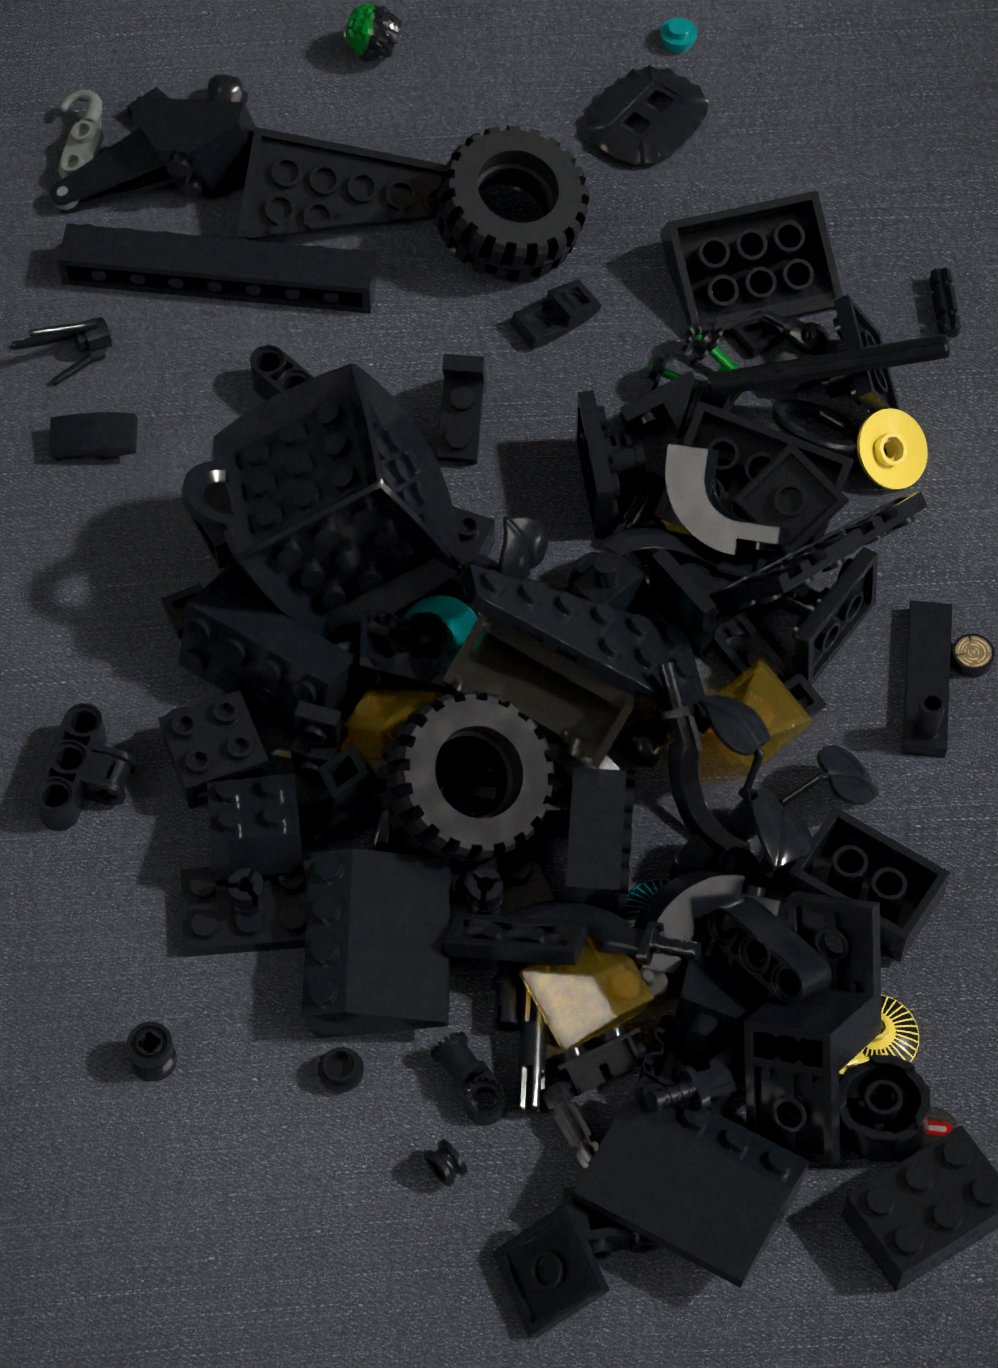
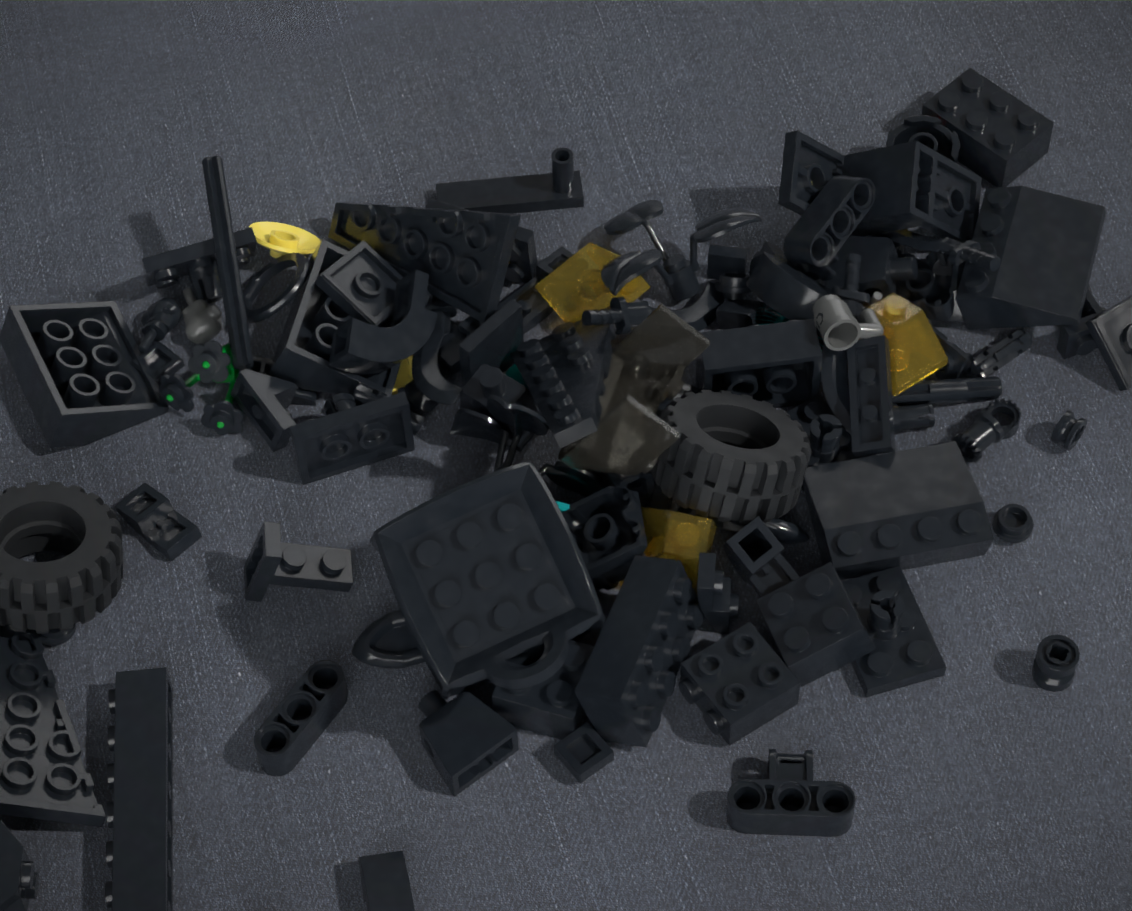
camera: 100 degrees left, 5 degrees down
(601, 907) = (839, 326): none -> dark grey piece
(869, 866) = (729, 176): black brick -> none
(945, 302) = (103, 230): black axle -> none
(972, 655) = (480, 166): tile -> none

